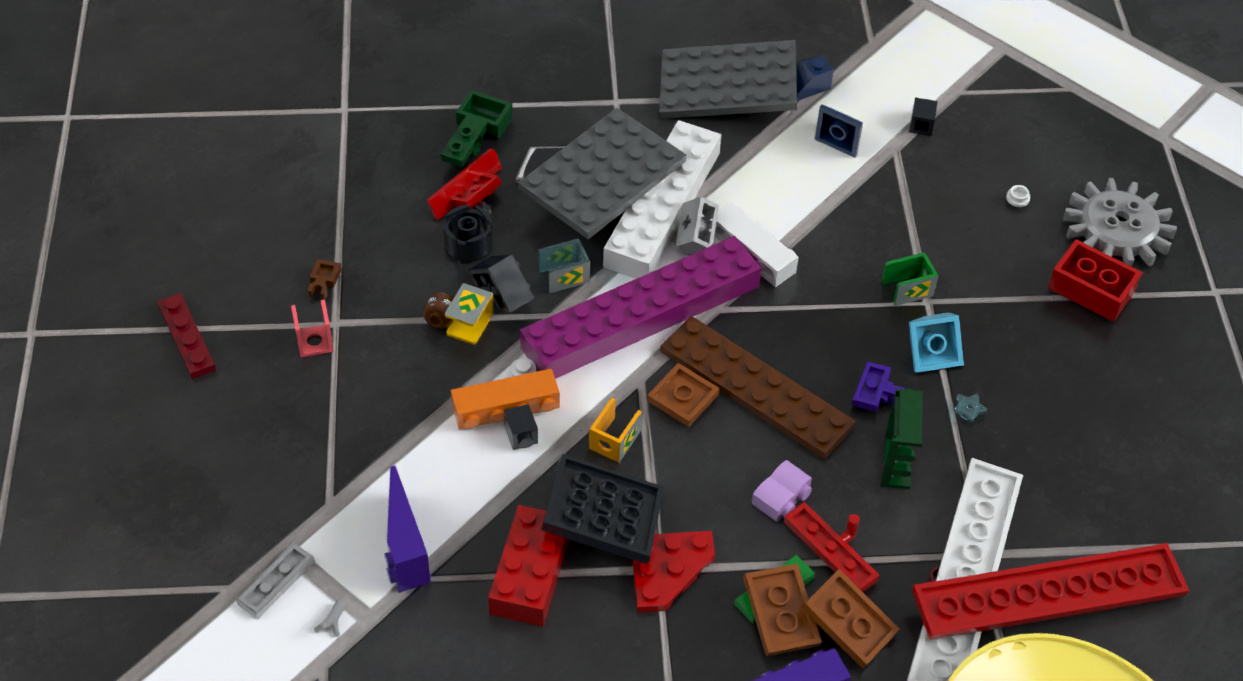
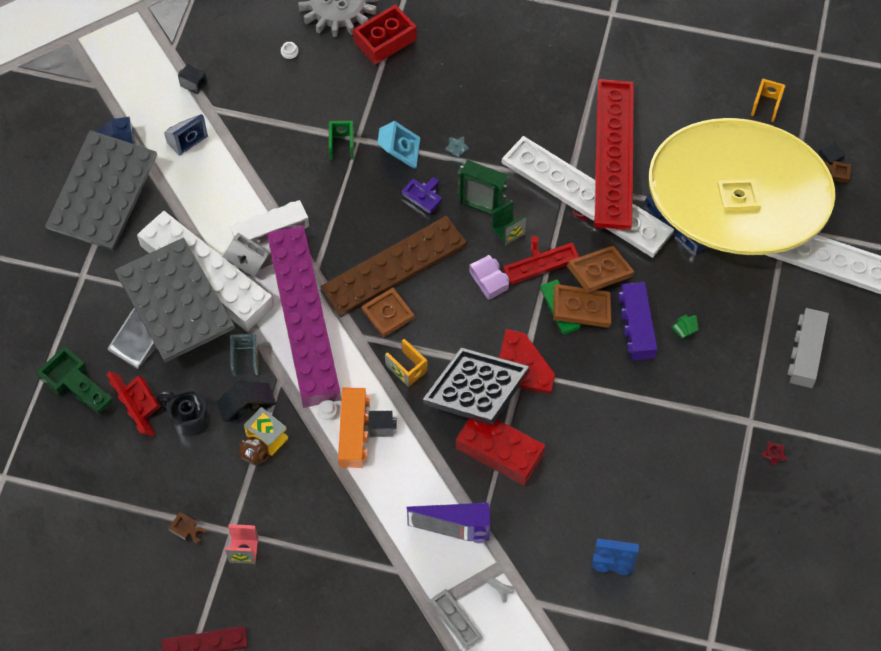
camera: 70 degrees left, 10 degrees up
(876, 490) = (503, 218): none -> dark green piece

